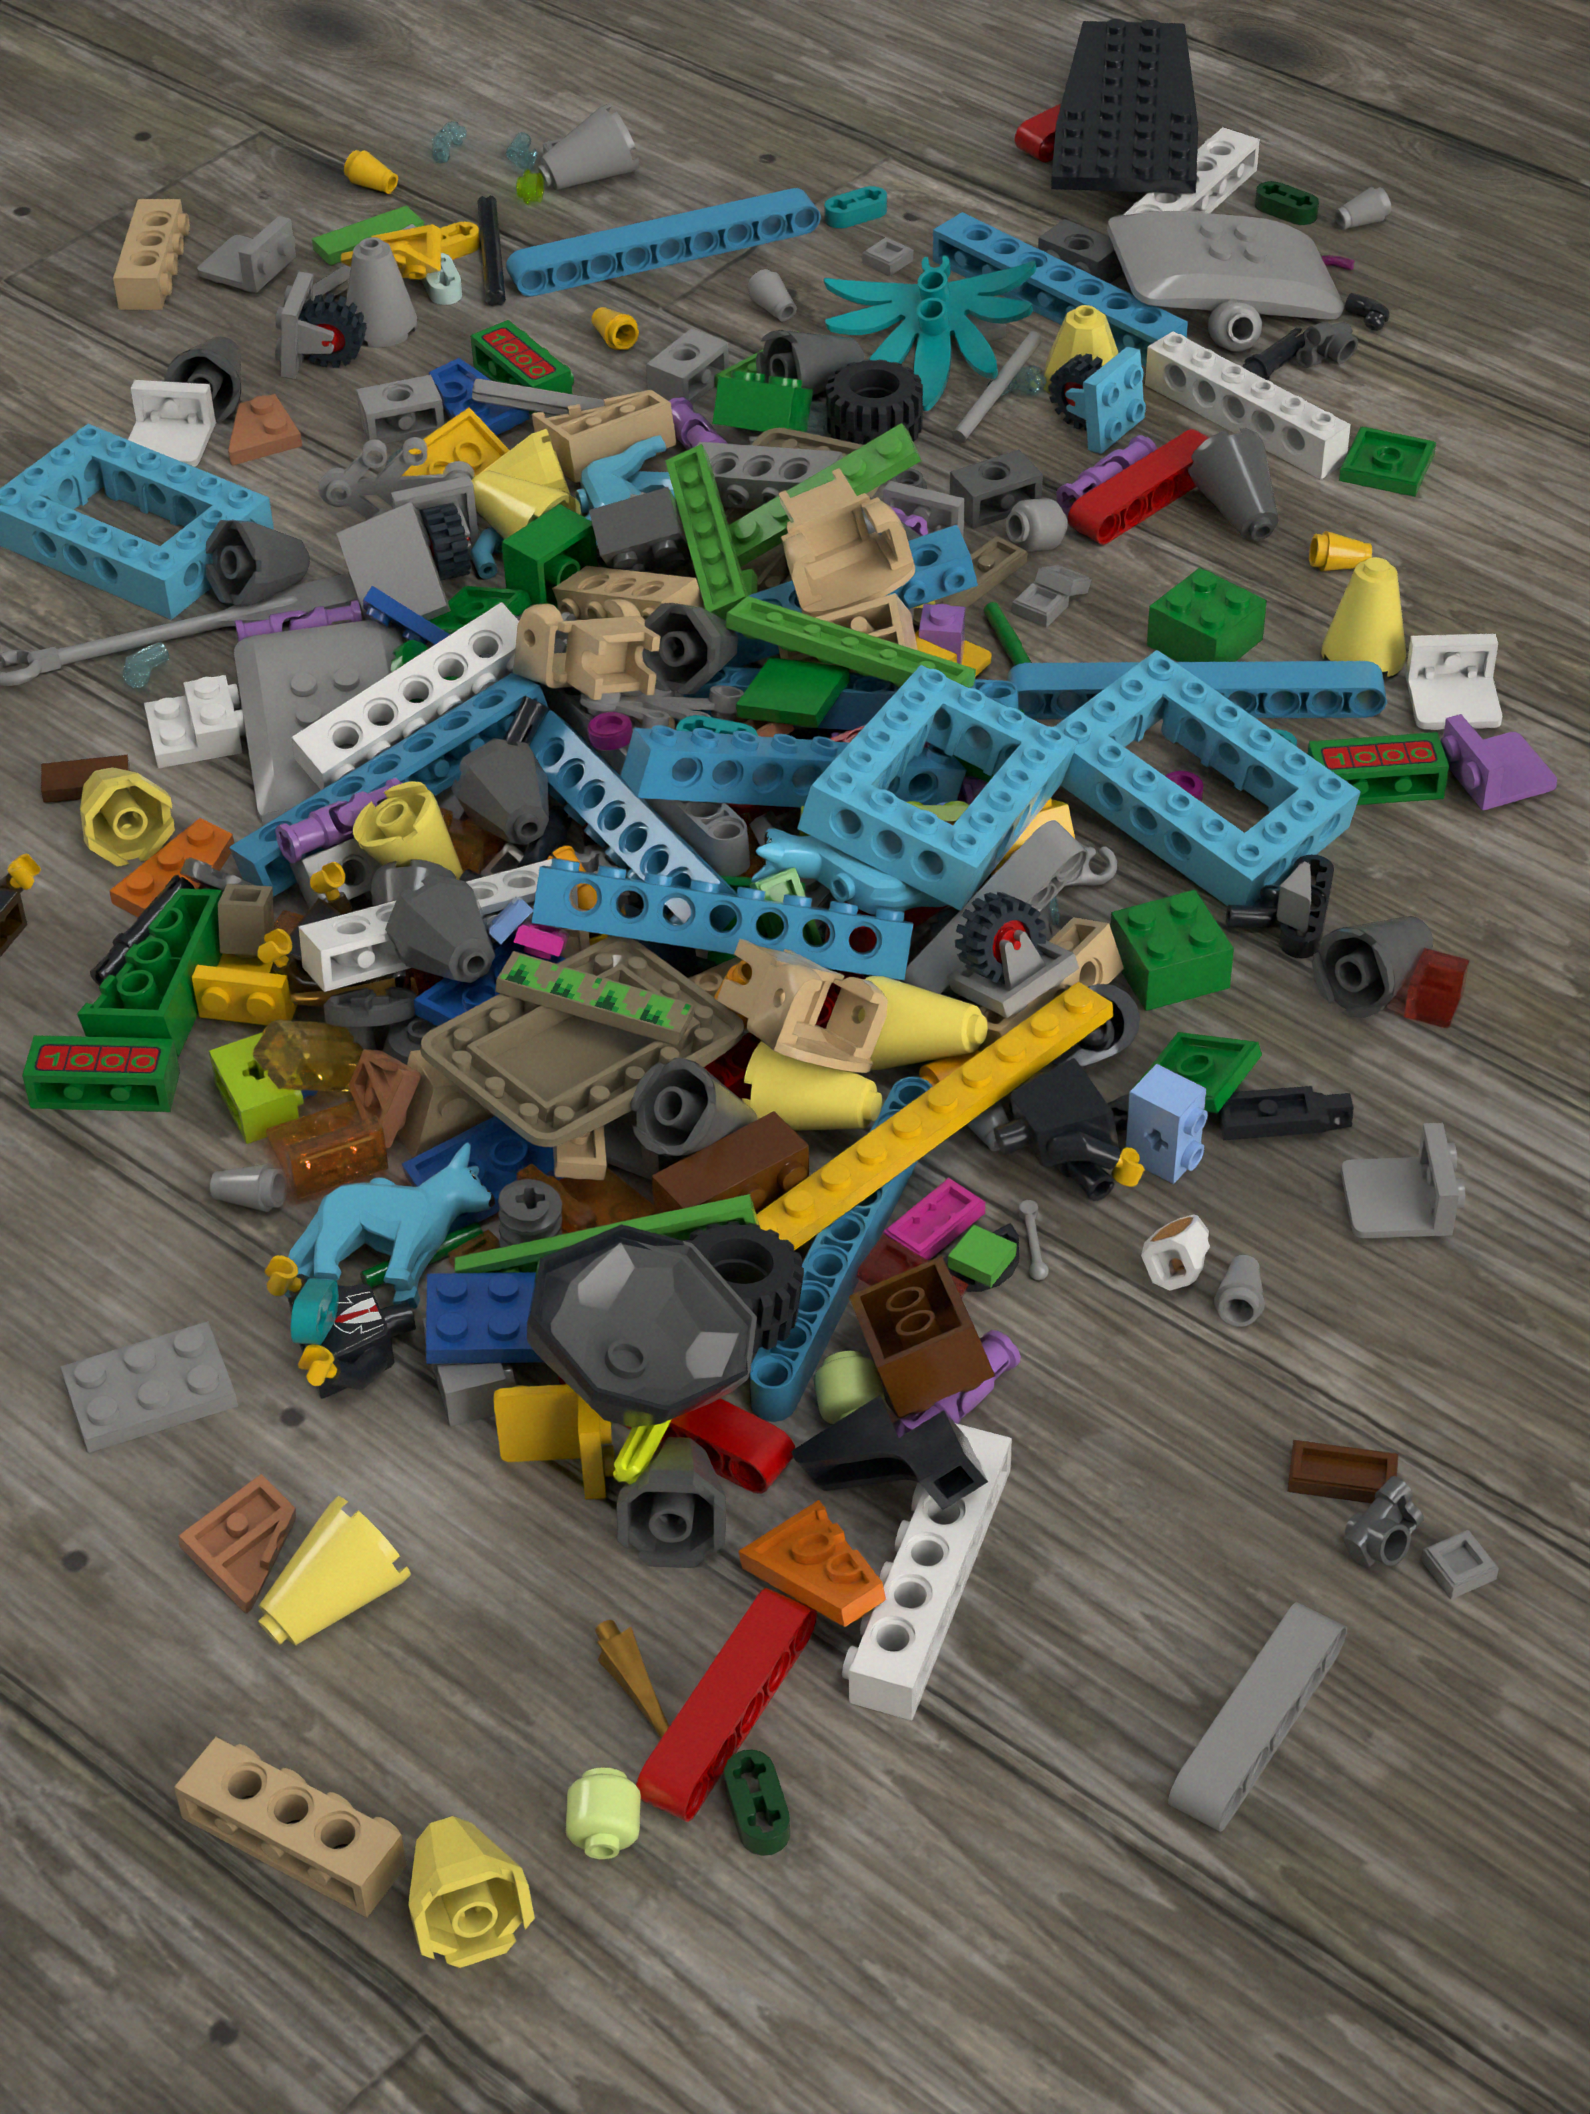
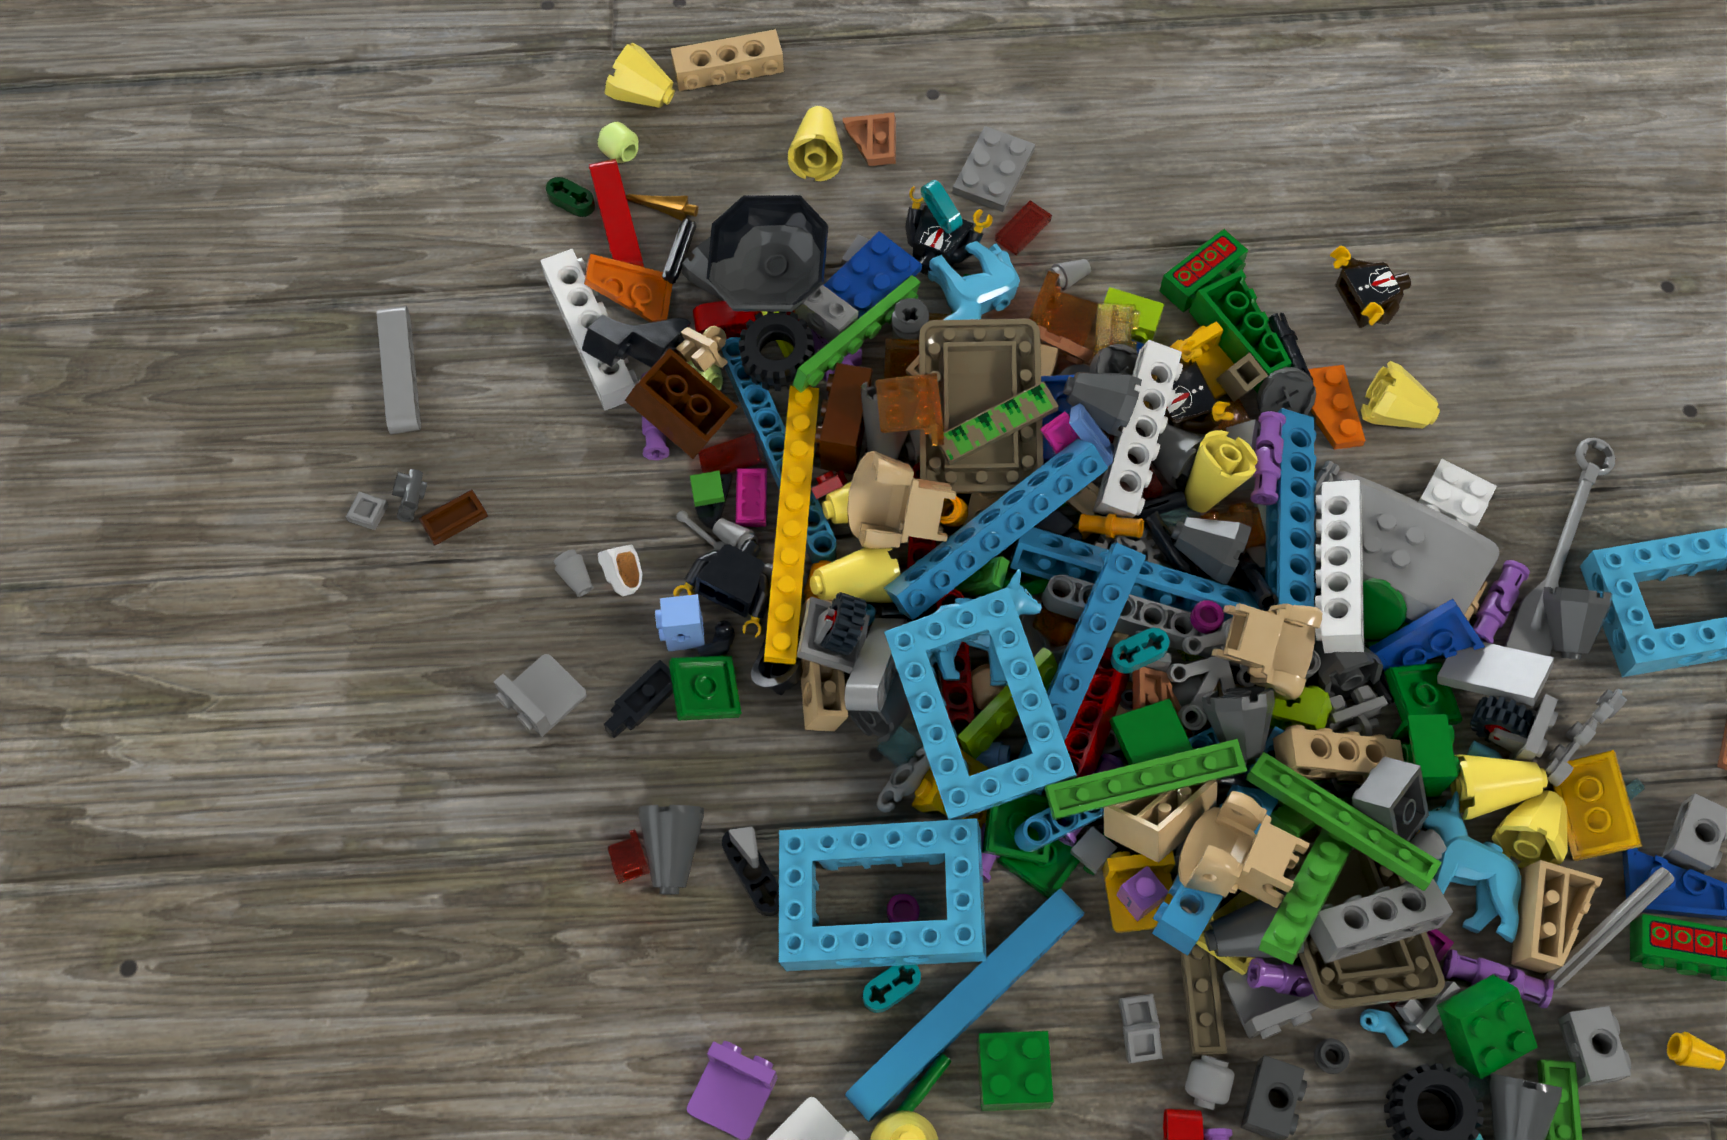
camera: 135 degrees right, 20 degrees up
(66, 778) = (1455, 421): reddish brown tile -> none
(139, 665) = (1539, 511): clear light blue arm -> none
(218, 1287) = (1023, 228): none -> clear red tile
(681, 1038) = (911, 405): none -> clear orange bracket
(694, 1575) = (679, 251): none -> black axle
(822, 1359) = (703, 348): none -> tan hips
(834, 1133) = (828, 482): none -> red plate
(1000, 1187) = (733, 533): none -> light grey cone
(1006, 634) = (1123, 960): green piece -> none
(1172, 950) = (789, 760): green brick -> none
(1258, 915) = (770, 843): black arm -> none
(1387, 766) = (801, 1020): green brick -> none

